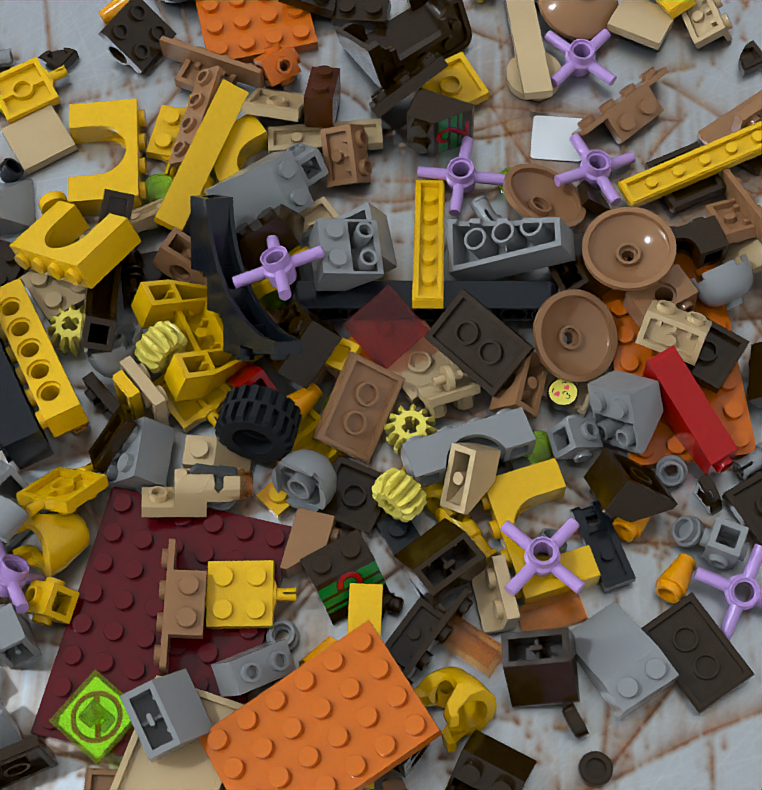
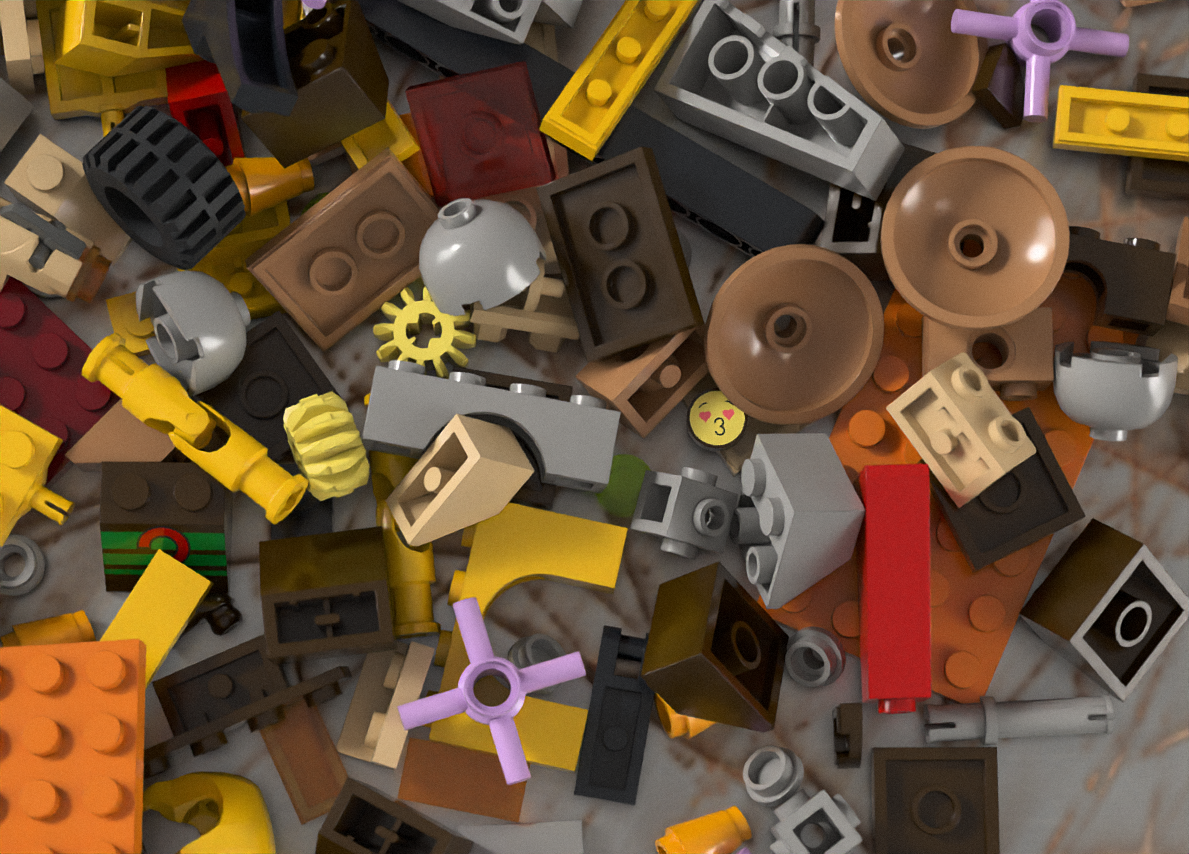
camera: 20 degrees right, 15 degrees up
(322, 516) = (165, 405): none -> yellow piece
(416, 373) = (478, 254): none -> light grey cylinder

